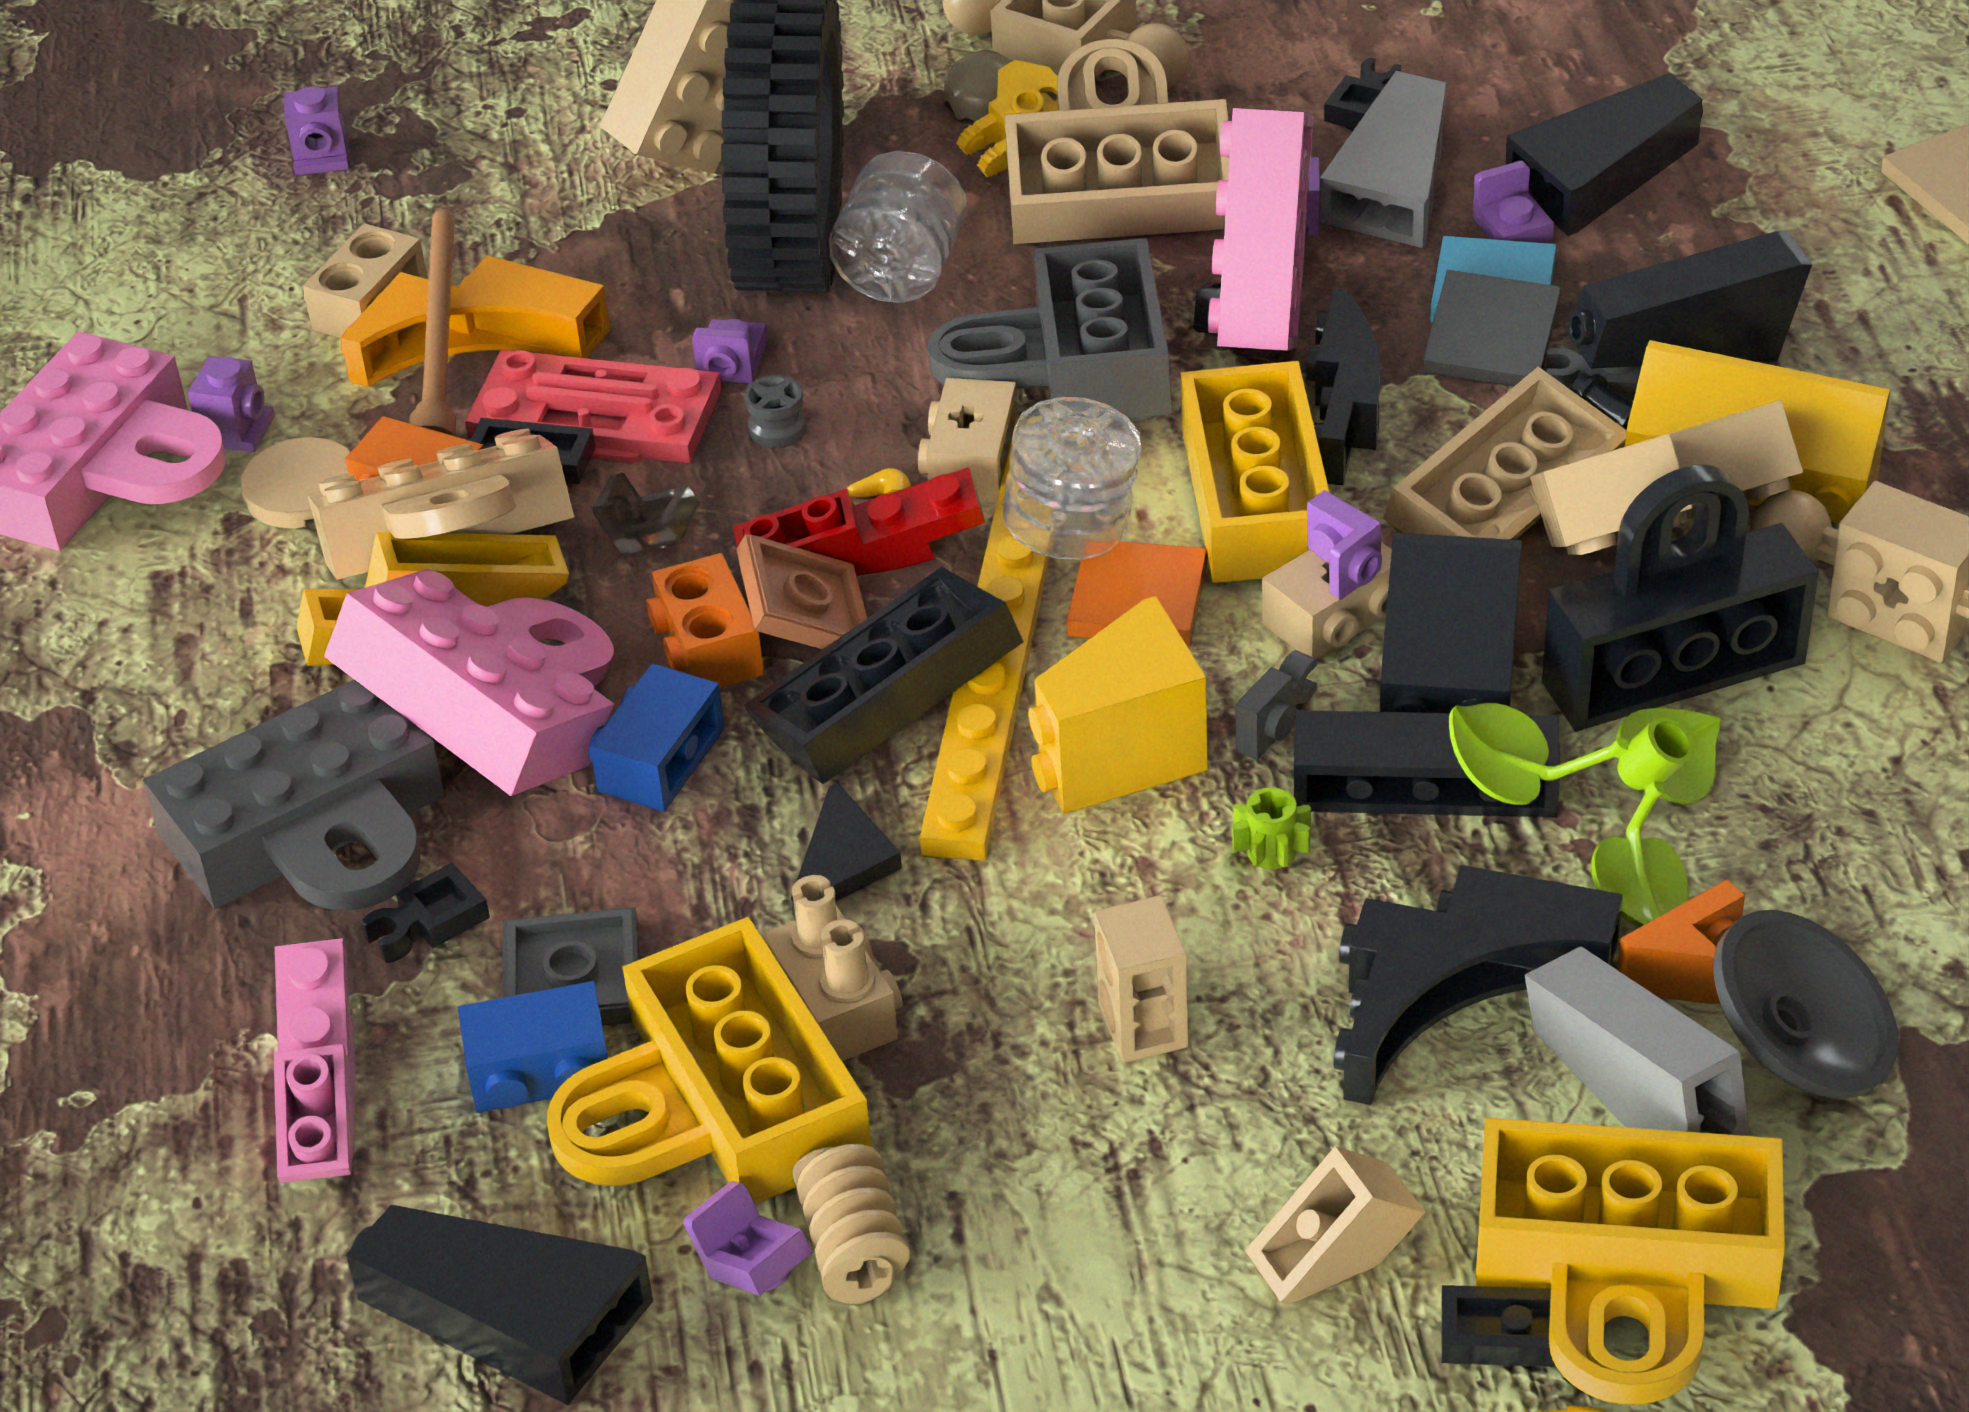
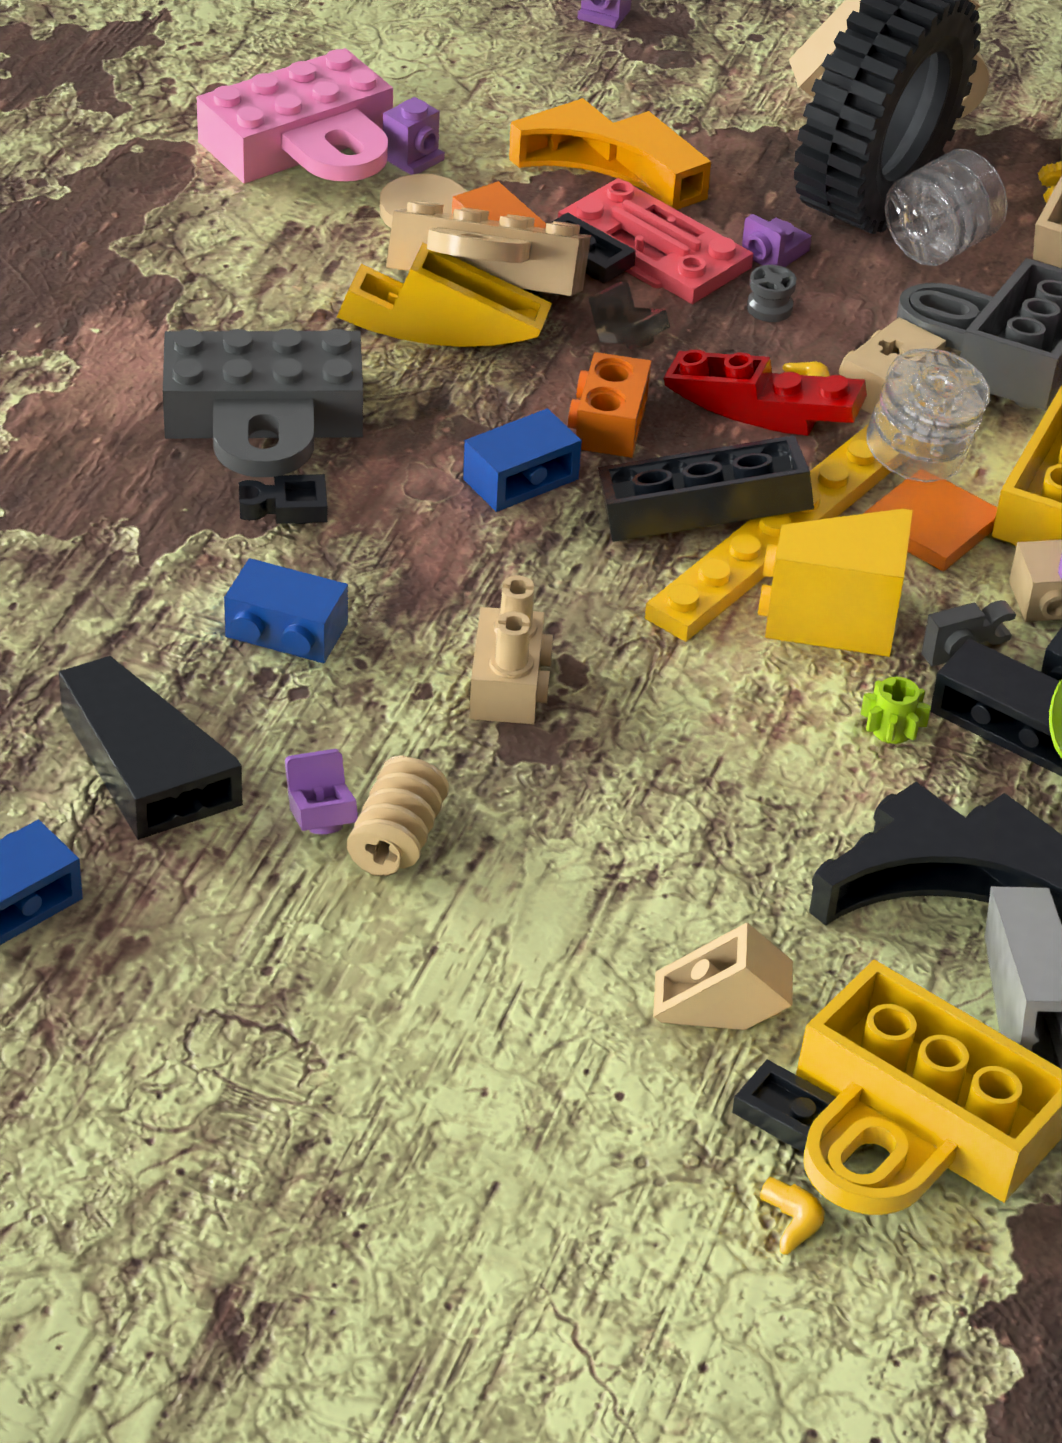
camera: 25 degrees right, 0 degrees up
(314, 1062) = (144, 556): bright pink slope -> none
(357, 275) = (561, 86): tan brick -> none
(432, 410) = (539, 196): medium nougat piece -> none
(480, 674) = (424, 367): bright pink brick -> none
(572, 951) = (374, 574): dark grey tile -> none
(722, 1072) = (387, 690): yellow brick -> none
(799, 592) = (687, 410): nougat tile -> none
(847, 847) = (588, 591): black tile -> none
(1141, 978) = (712, 756): tan brick -> none

